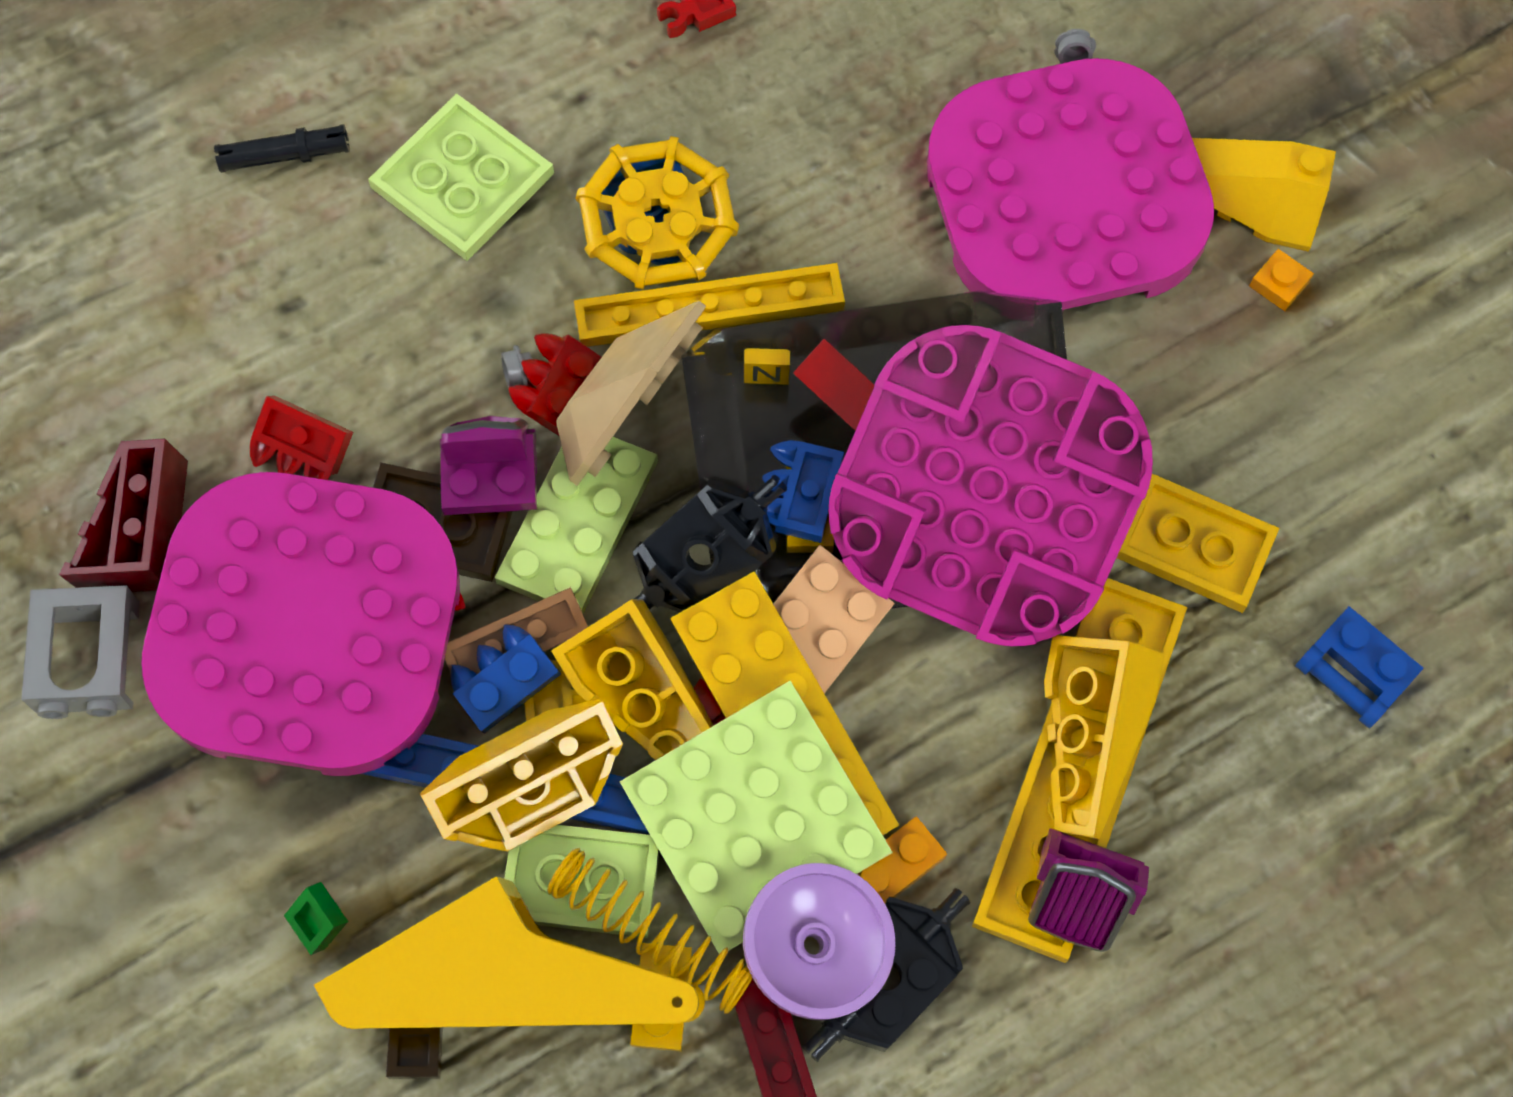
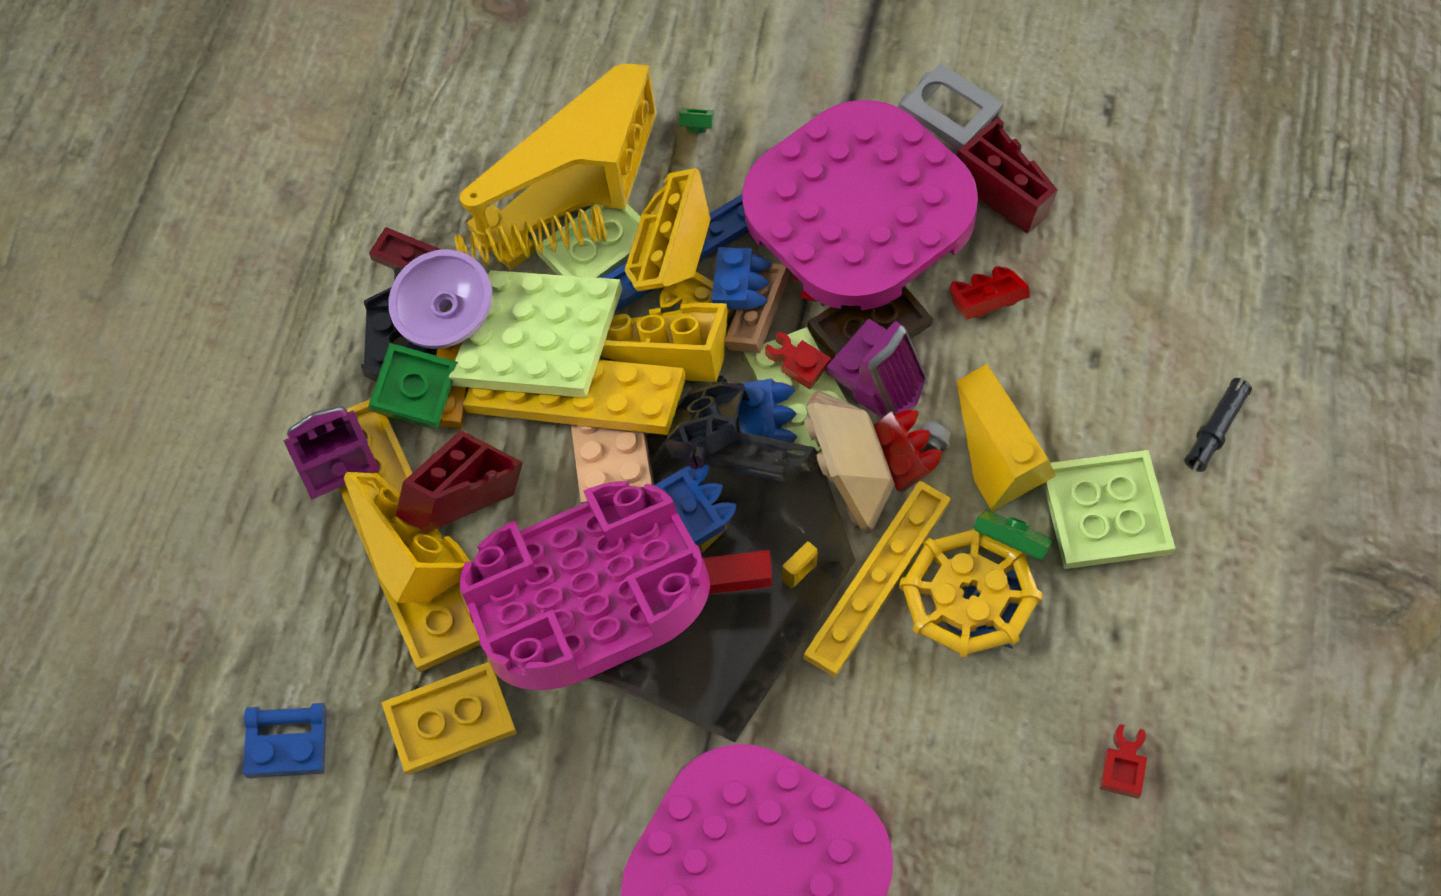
camera: 135 degrees right, 5 degrees down
(477, 299) = (999, 442): none -> yellow wedge
(547, 535) = (800, 363): none -> red plate
(568, 214) = (1013, 533): none -> green plate
(632, 525) = (762, 415): none -> blue plate
(934, 883) = (412, 386): none -> green plate
(996, 728) = (457, 482): none -> dark red wedge

